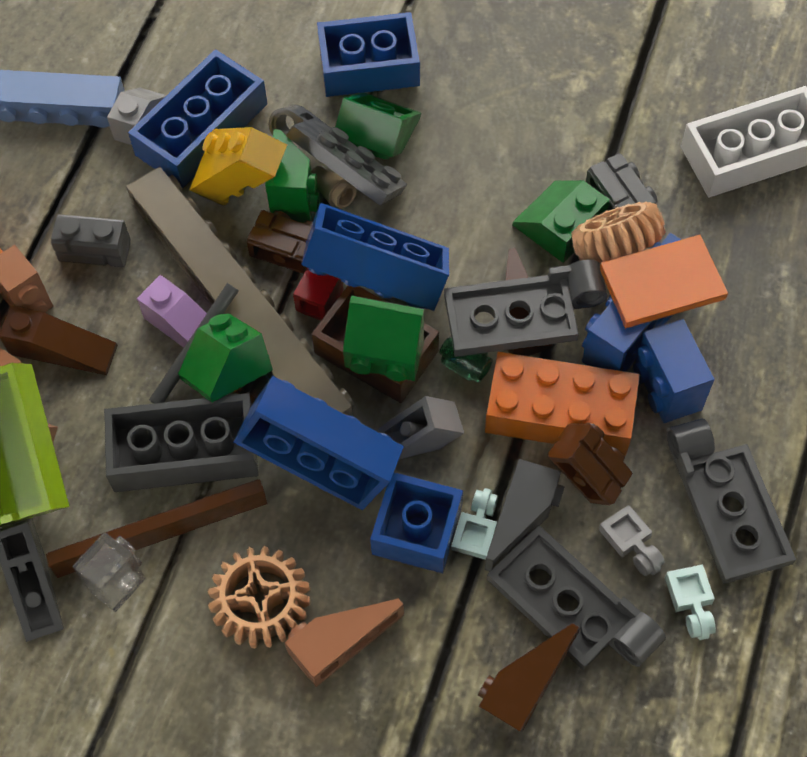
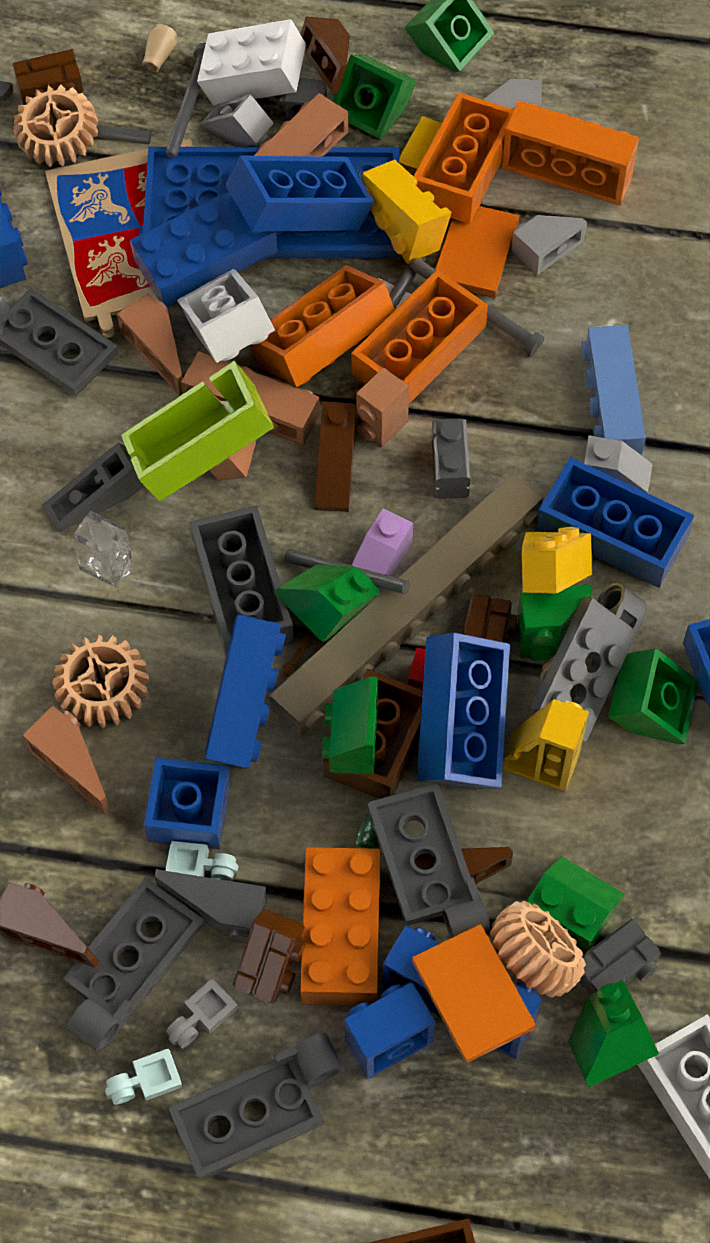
camera: 80 degrees right, 0 degrees up
(168, 523) = (161, 588): reddish brown tile -> none
(420, 190) = (547, 744): none -> yellow wedge
(424, 426) = (293, 797): light grey slope -> none
(696, 197) = (610, 1034): none -> green slope

